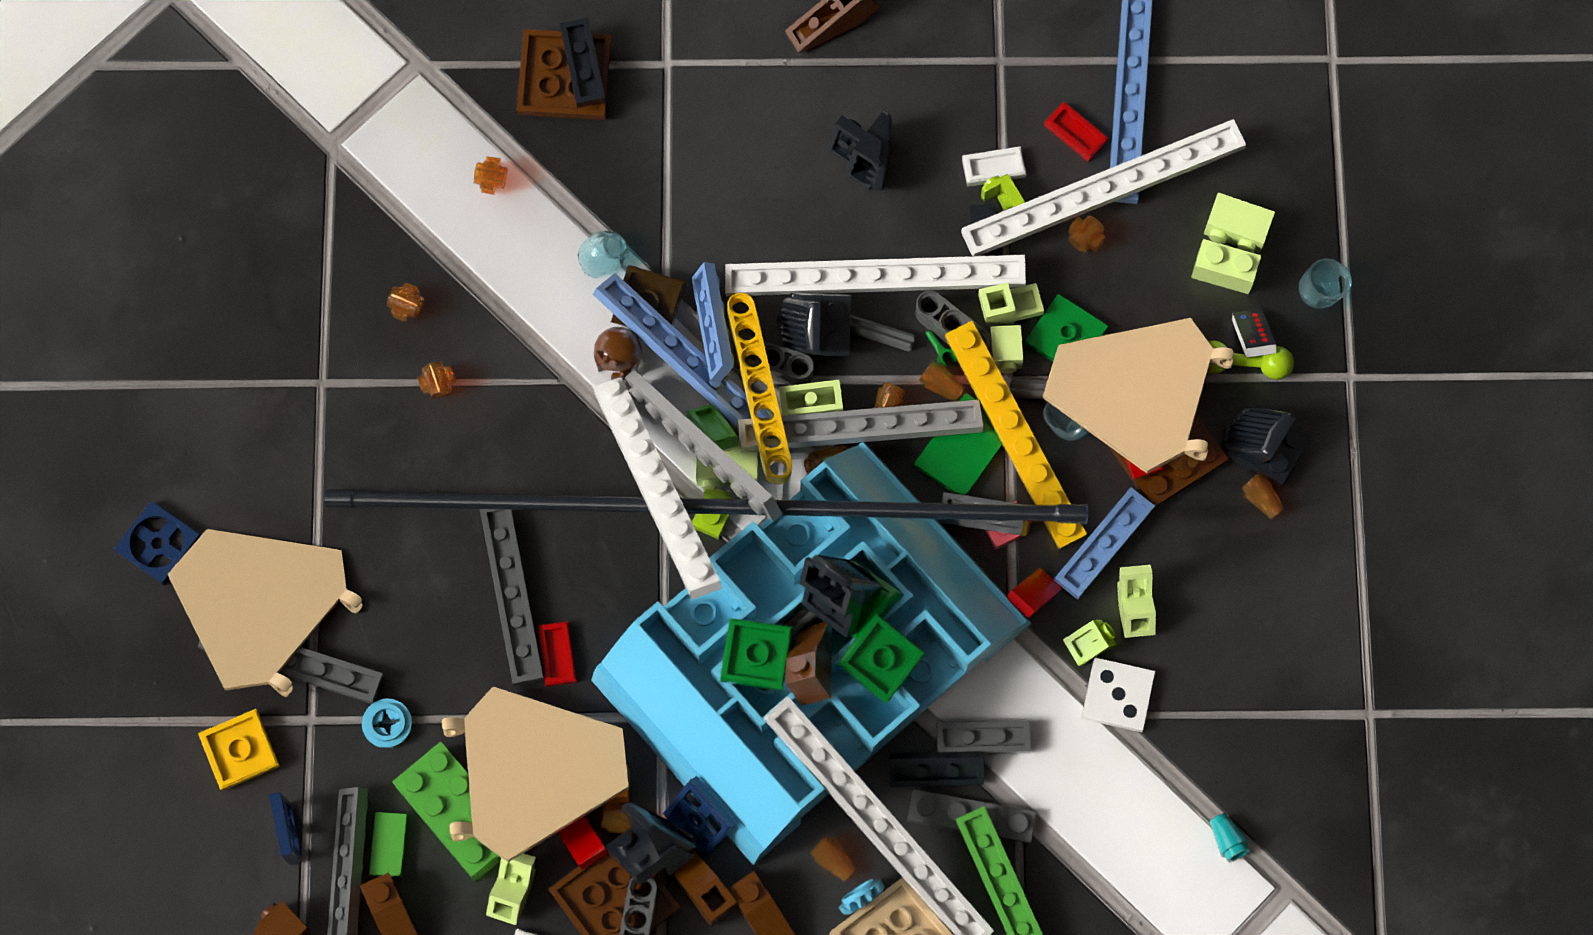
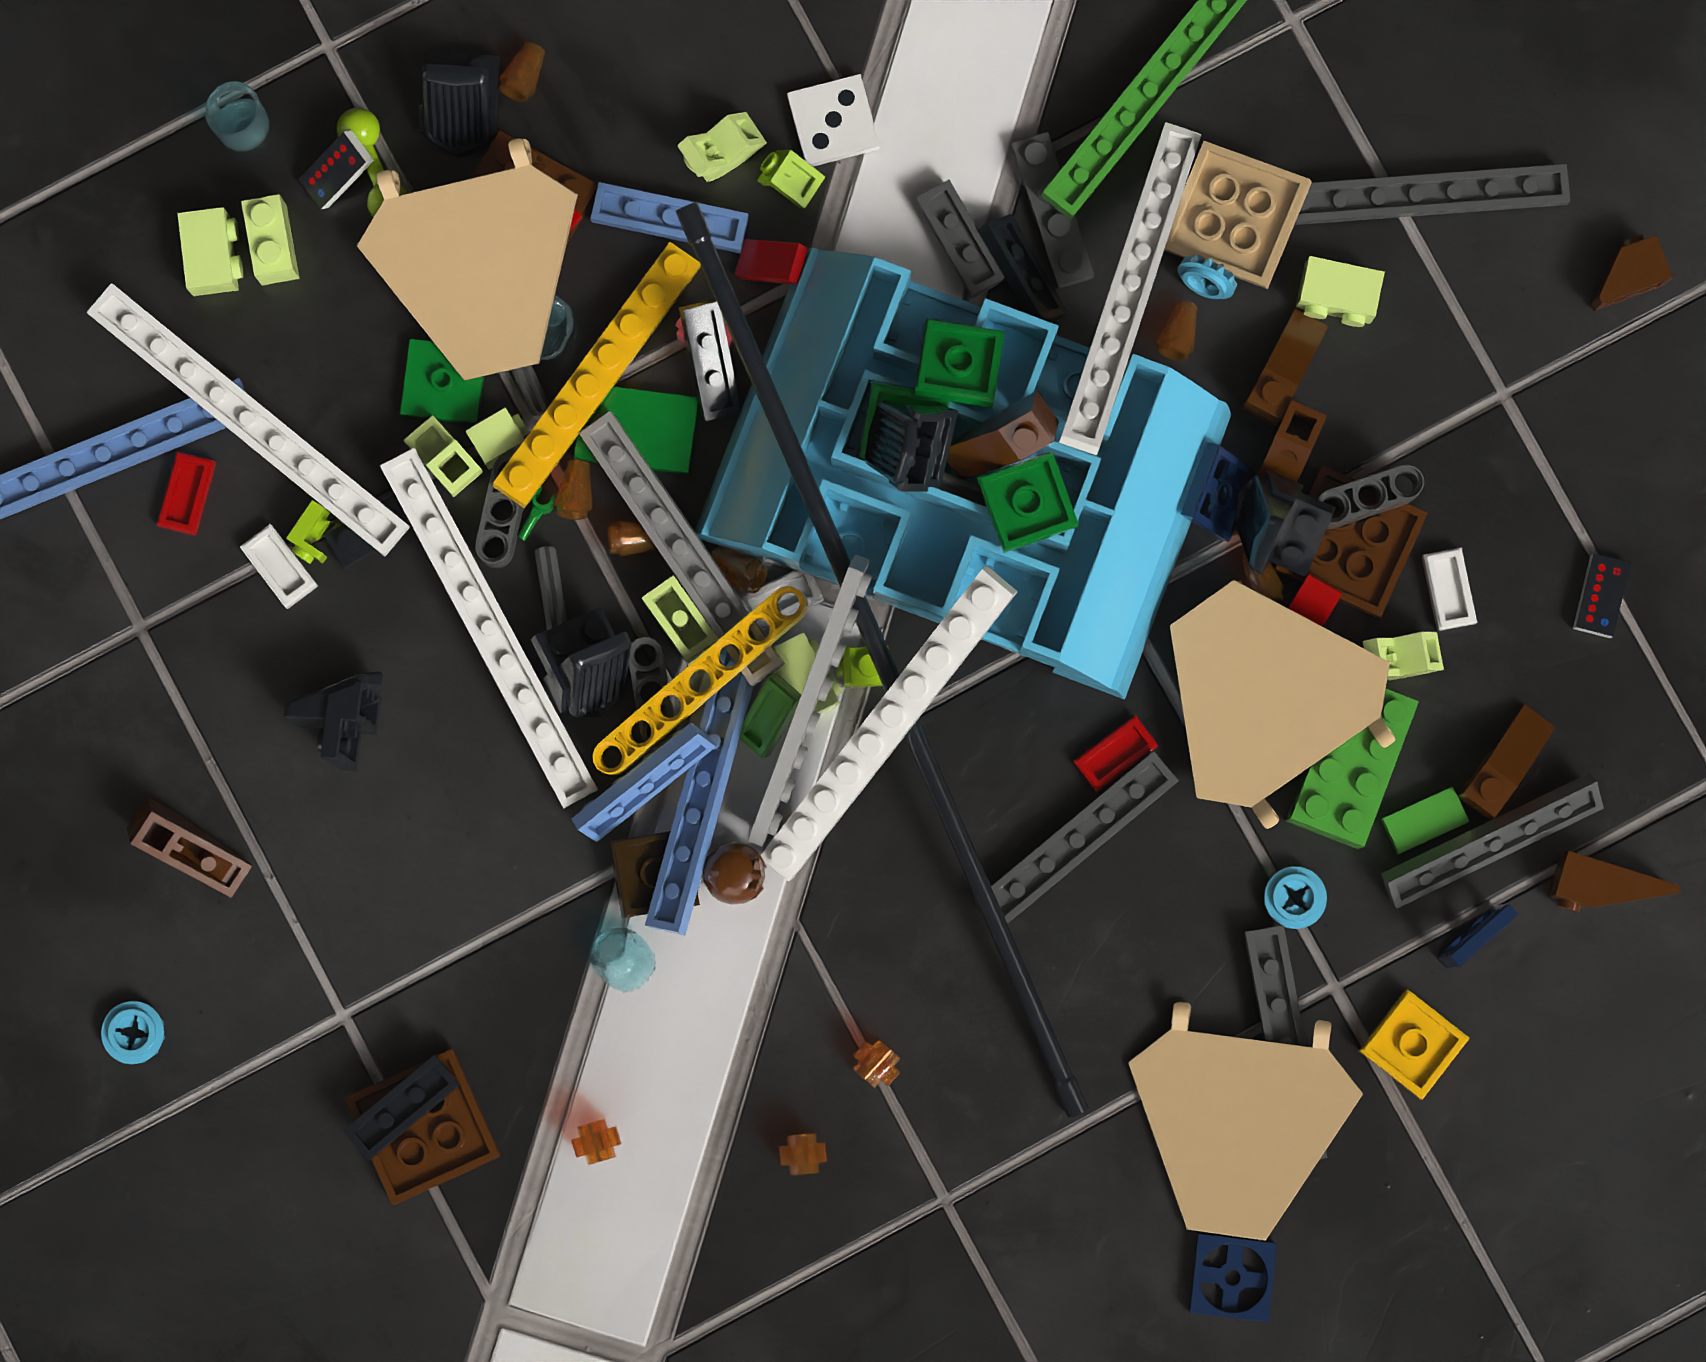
camera: 120 degrees left, 10 degrees up
(1086, 234) = (311, 415): clear orange gear -> none

